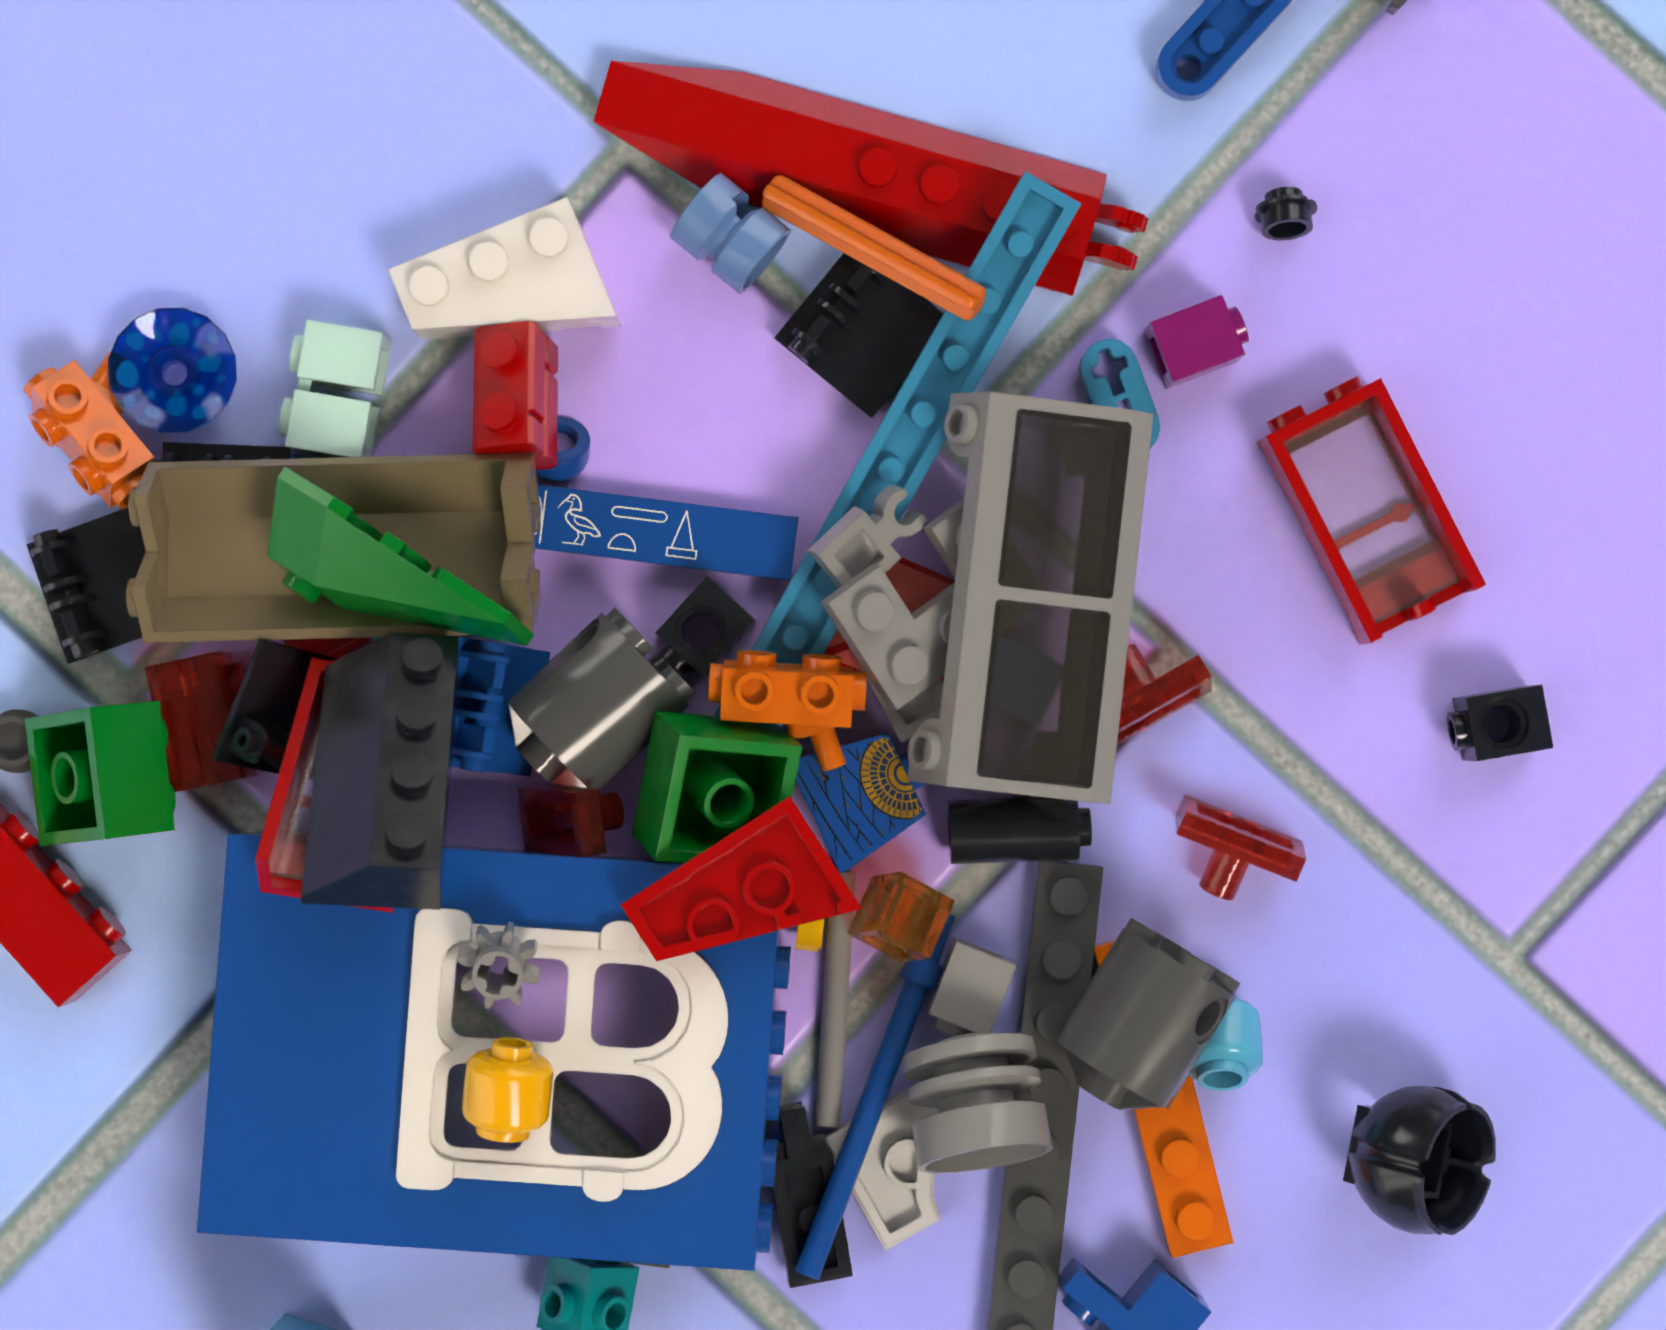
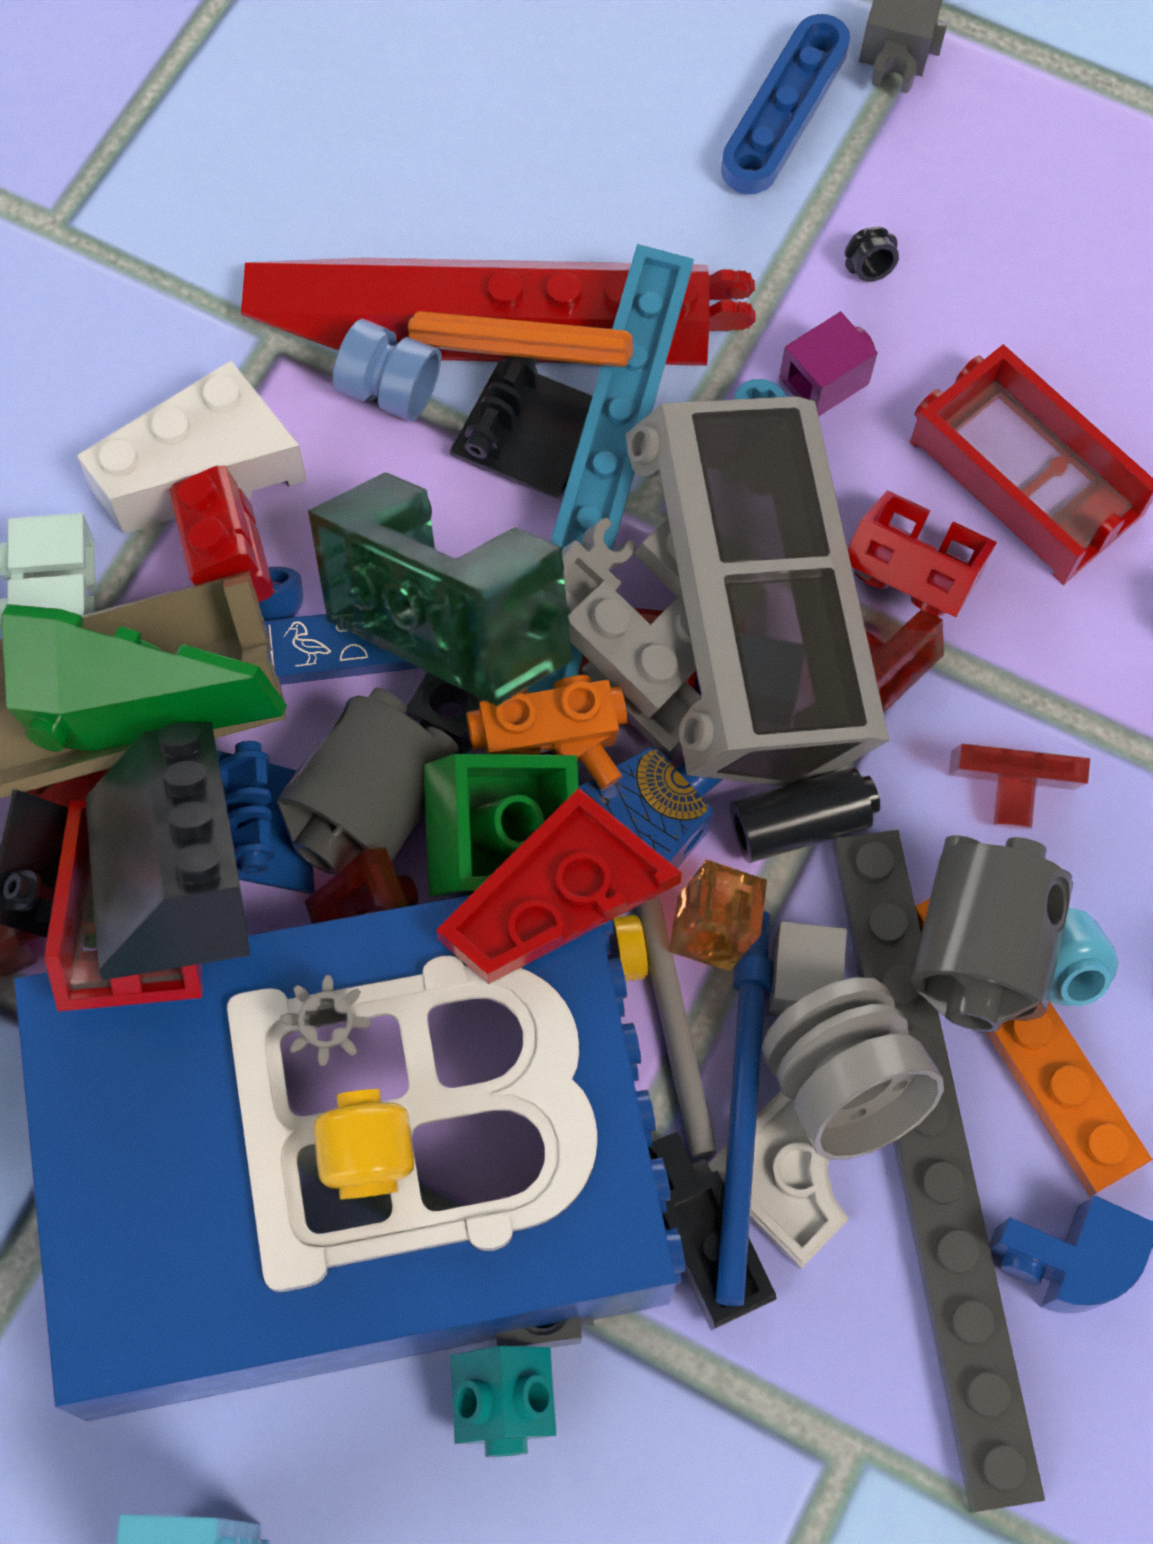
camera: 20 degrees left, 20 degrees down
(745, 601) = (473, 620): none -> clear green plate
(1200, 611) = (895, 558): none -> red piece

